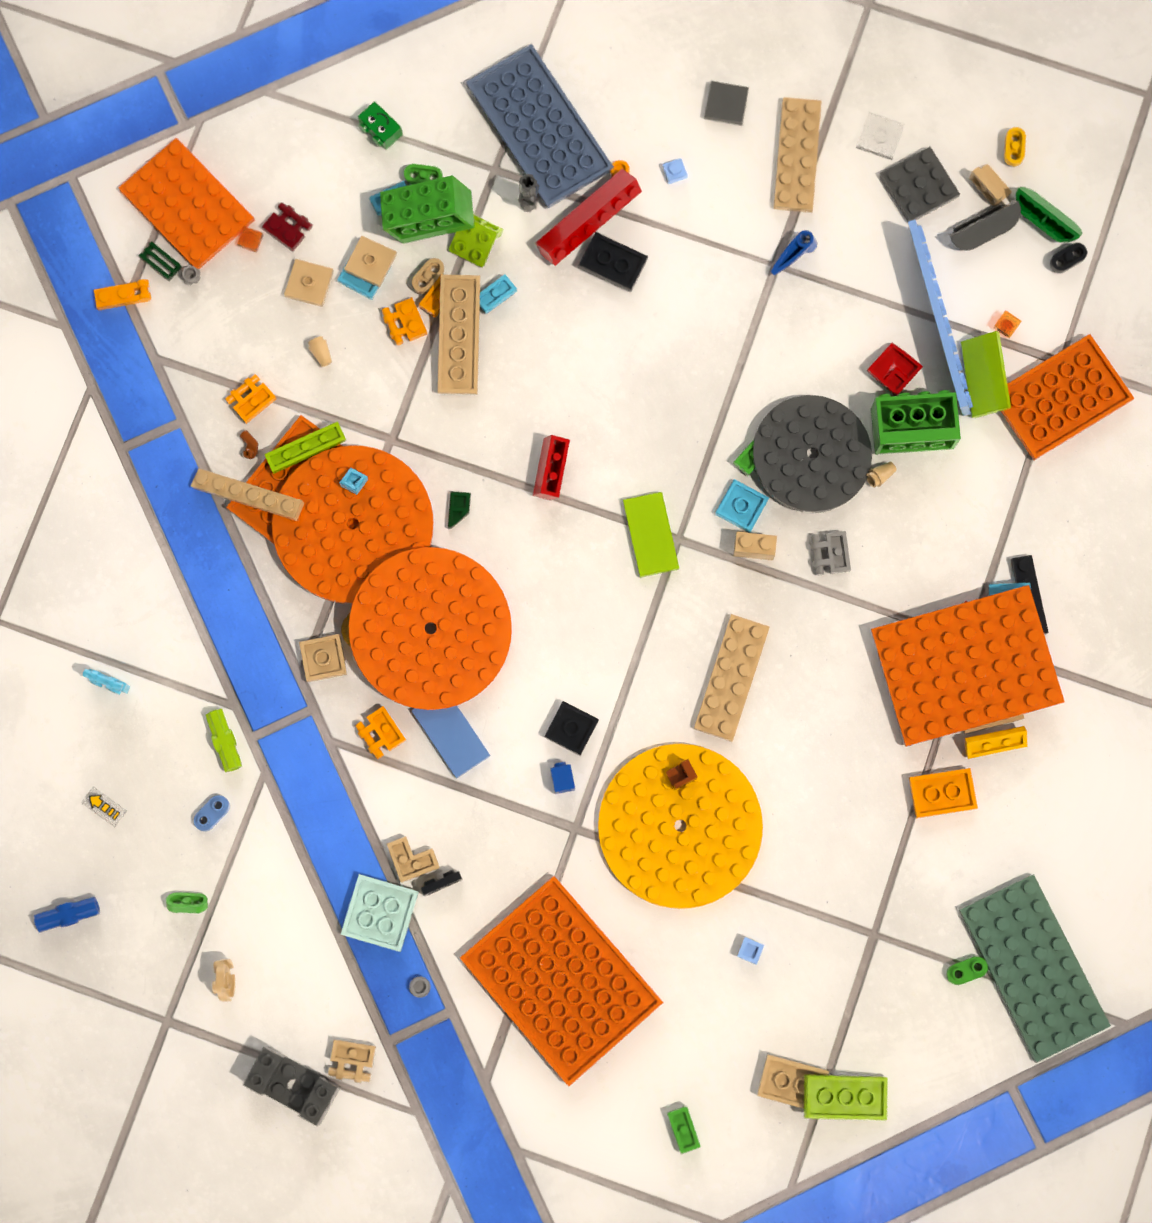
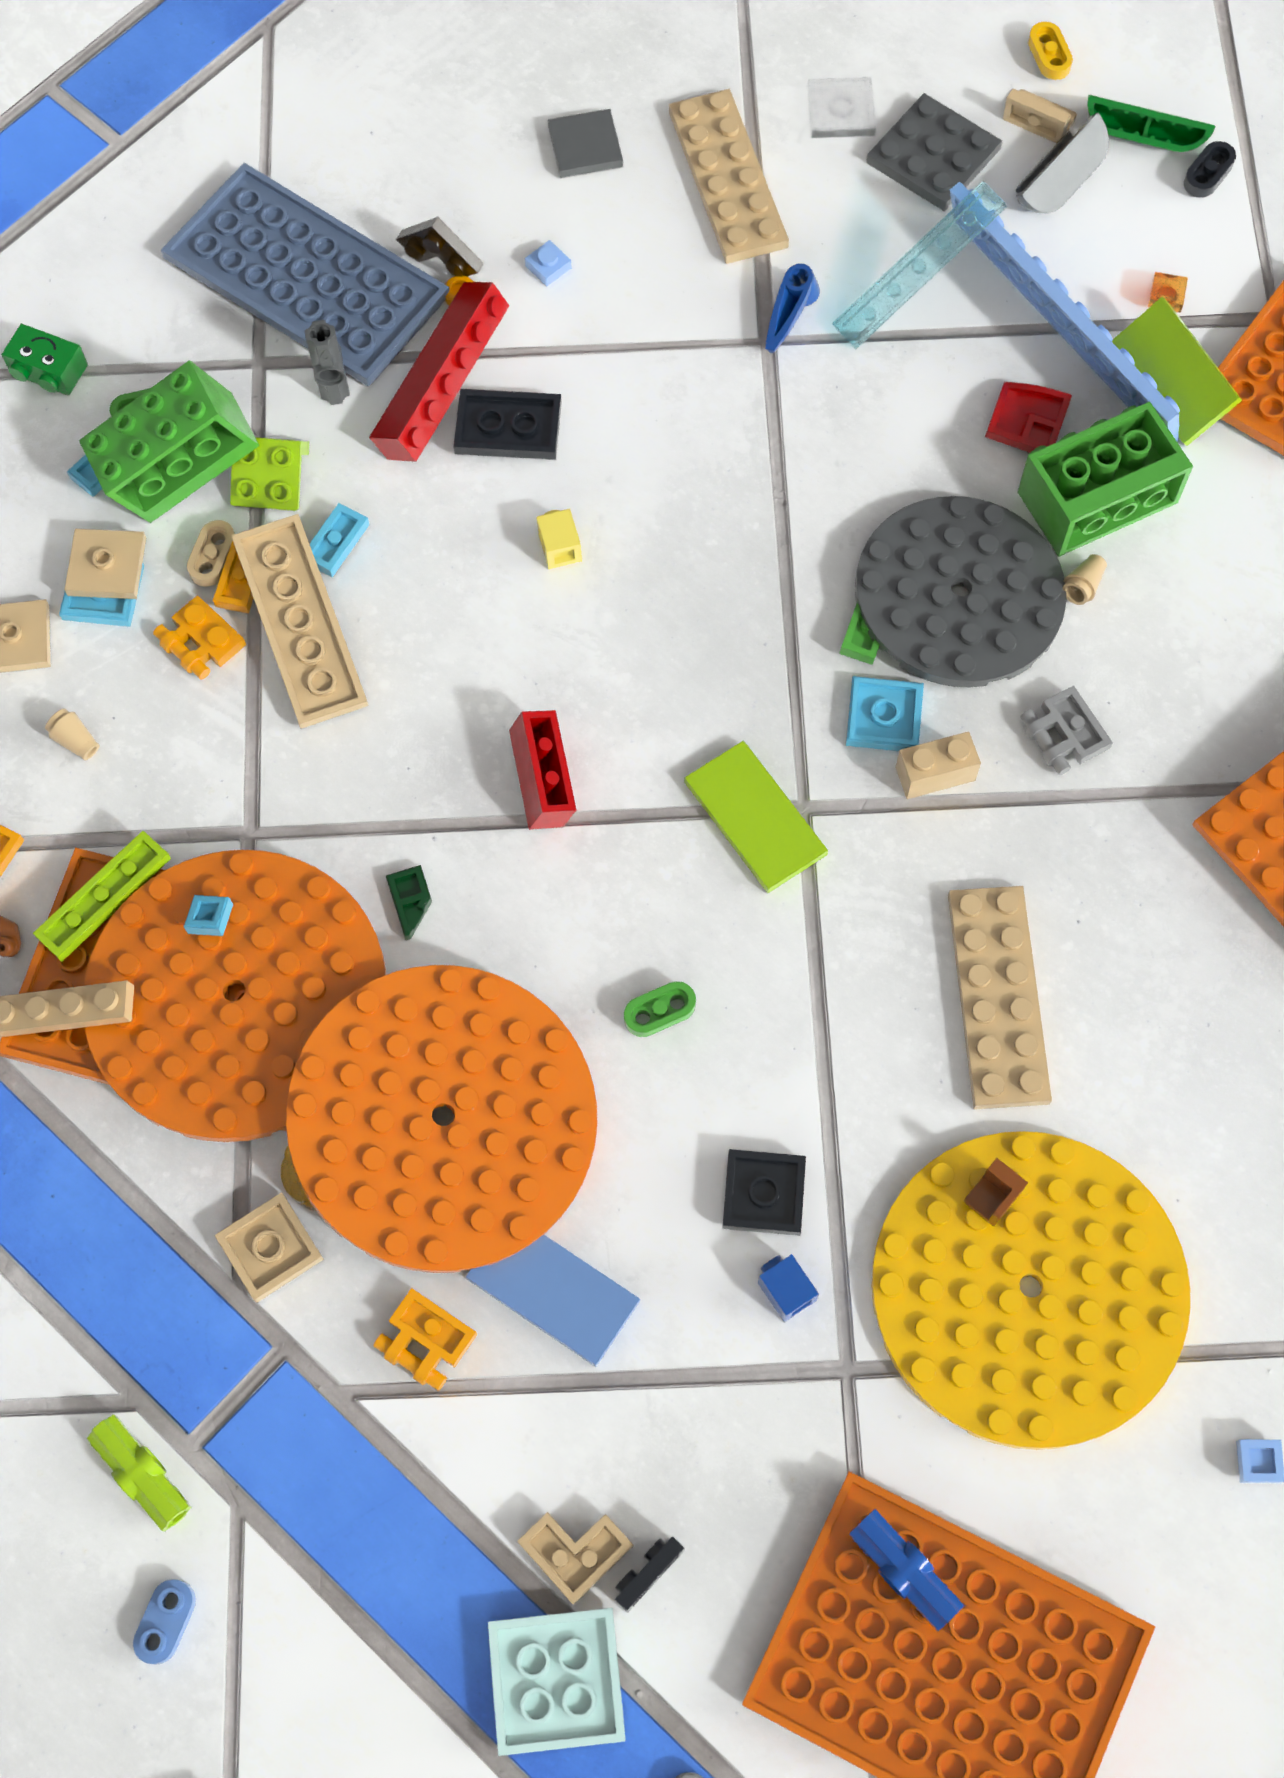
camera: 20 degrees left, 10 degrees down
(559, 616) = (658, 1008): none -> bright green plate
(559, 930) = (906, 1570): none -> blue piece
(613, 340) = (559, 538): none -> light yellow brick
(615, 137) = (436, 239): none -> dark brown plate
(873, 258) = (919, 264): none -> clear light blue tile

